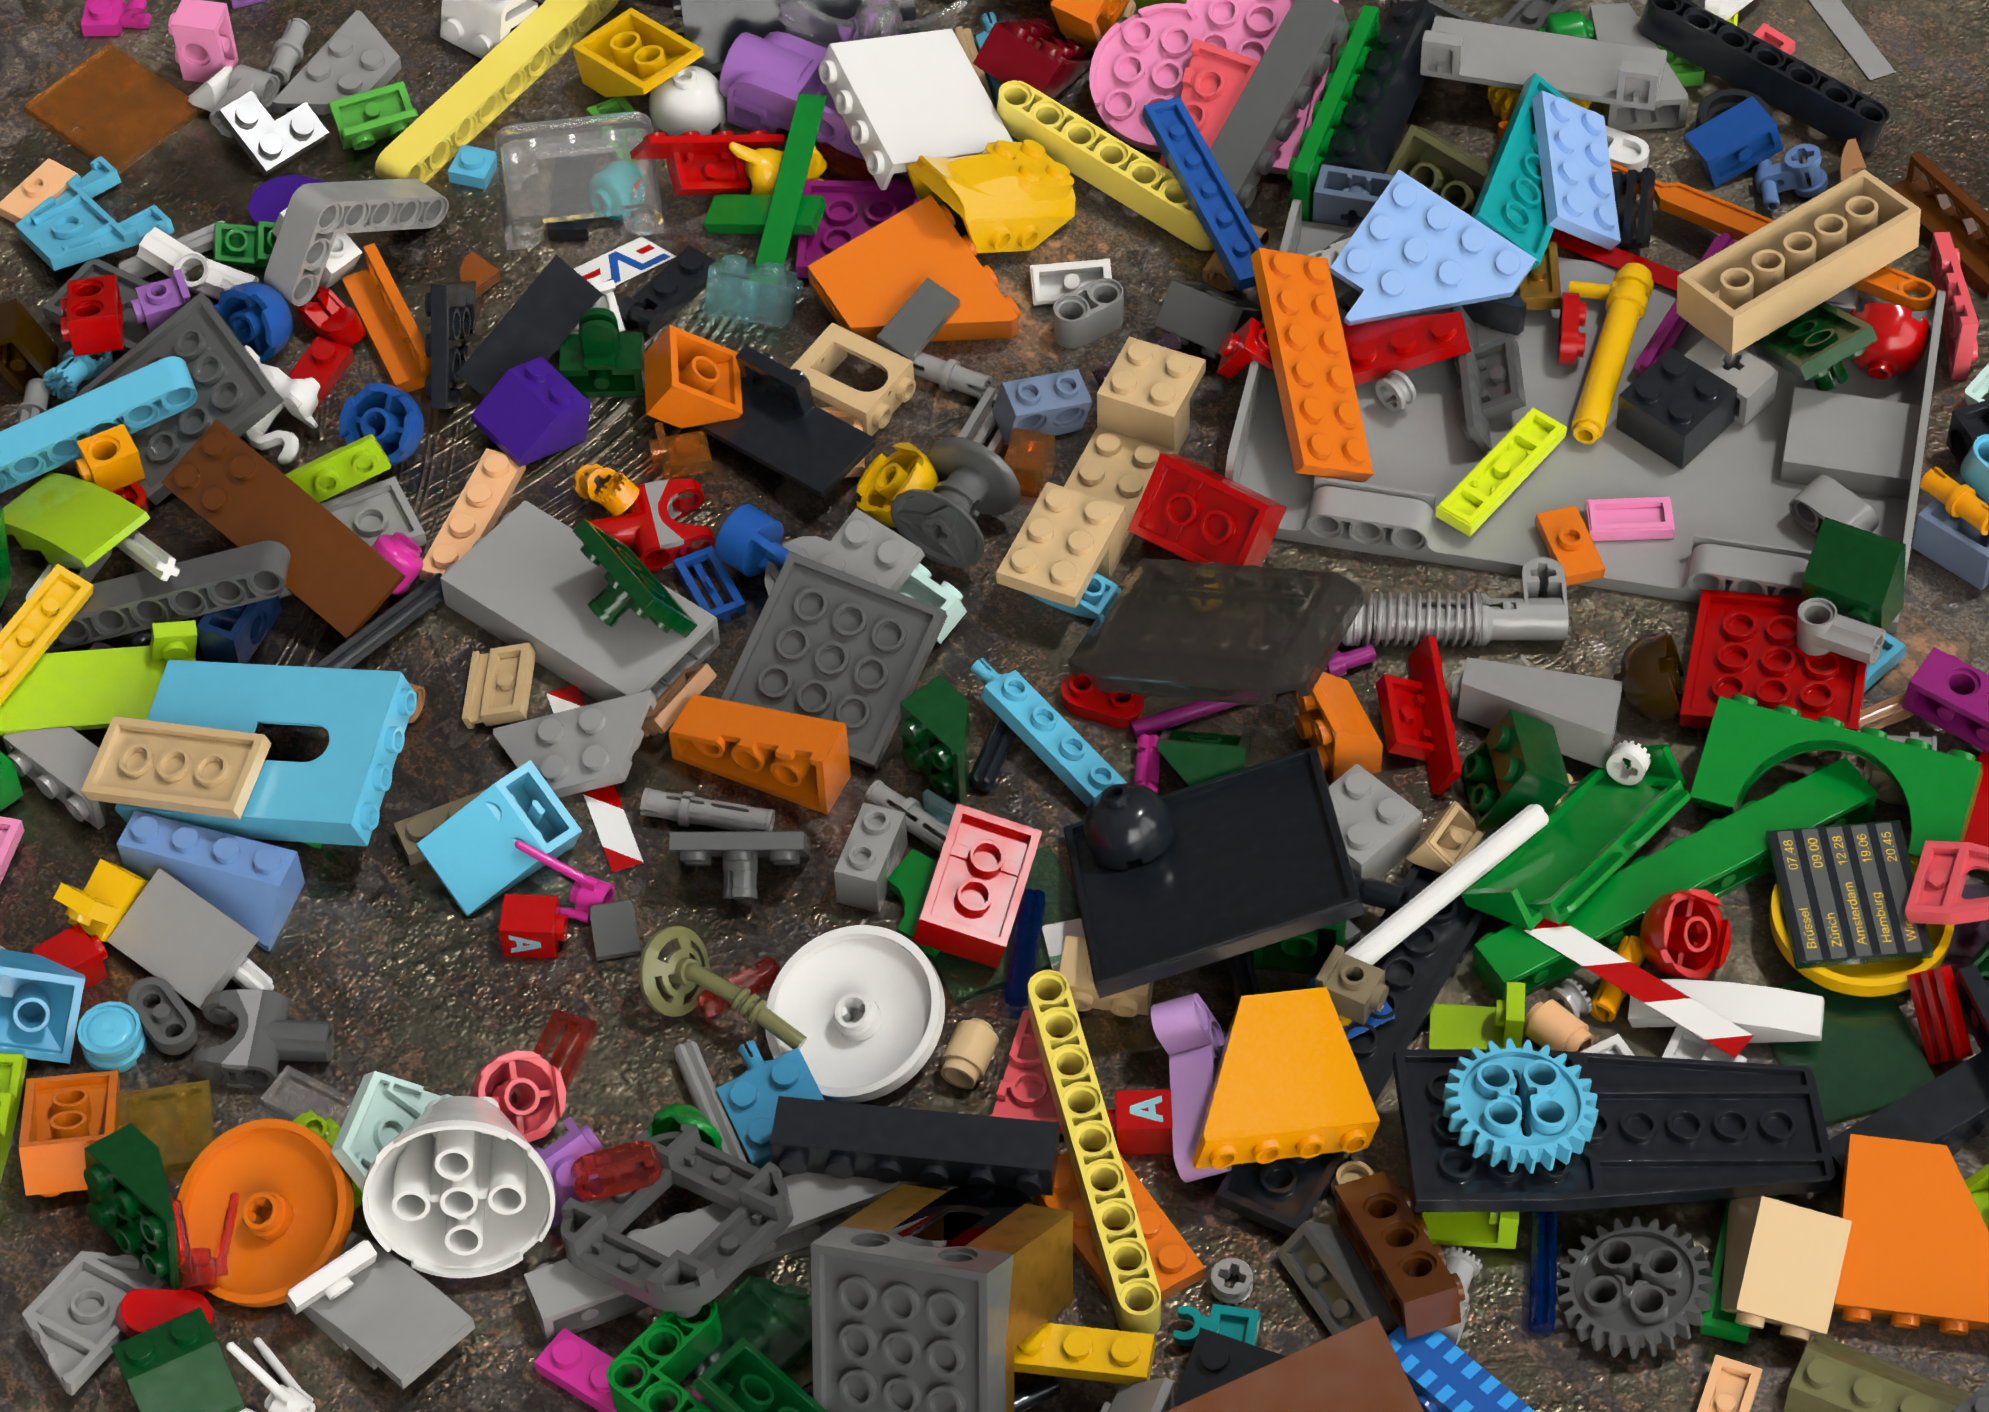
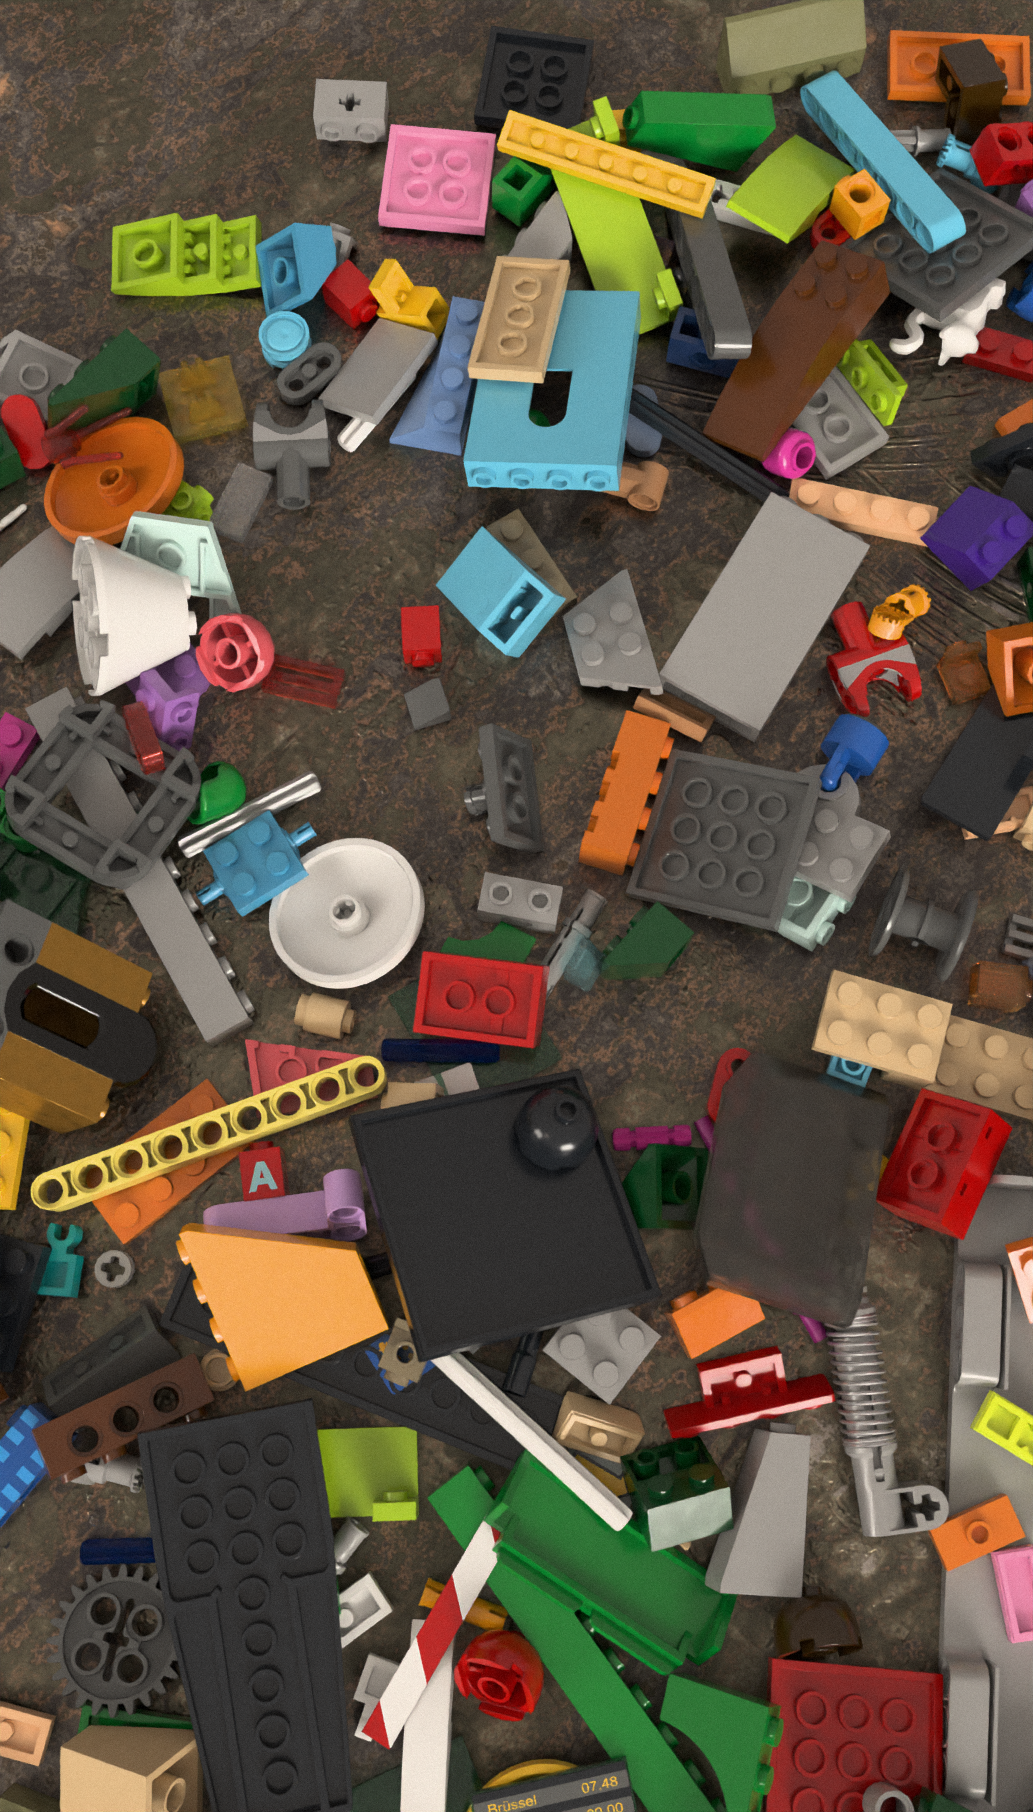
camera: 80 degrees right, 25 degrees up
(57, 1124) = (195, 324): orange slope -> none
(149, 555) = (744, 247): white axle -> none
(333, 1278) = (46, 538): white plate -> none
(386, 414) = (938, 413): blue cylinder -> none
(499, 685) = (674, 565): tan plate -> none
(585, 890) = (461, 676): dark pink plant -> none
(603, 802) = (565, 675): white sticker -> none
(629, 584) = (769, 646): dark green plate -> none
(688, 973) = (363, 770): olive dish -> none
(700, 811) = (563, 719): light grey pin -> none
(720, 610) = (786, 740): blue tile -> none
(764, 973) = (382, 814): clear red axle -> none
(893, 475) = (941, 867): yellow cylinder -> none
(914, 1145) = (191, 981): black brick -> none
(992, 756) = (676, 1001): black axle -> none
(1046, 732) = (668, 1048): medium azure plate -> none
(1489, 1114) = (254, 1567): medium azure gear -> none
(1557, 1027) = (392, 1552): light nougat brick -> none
(1571, 997) = (428, 1559): light grey bush -> none
(1639, 761) = (702, 1607): white bush -> none

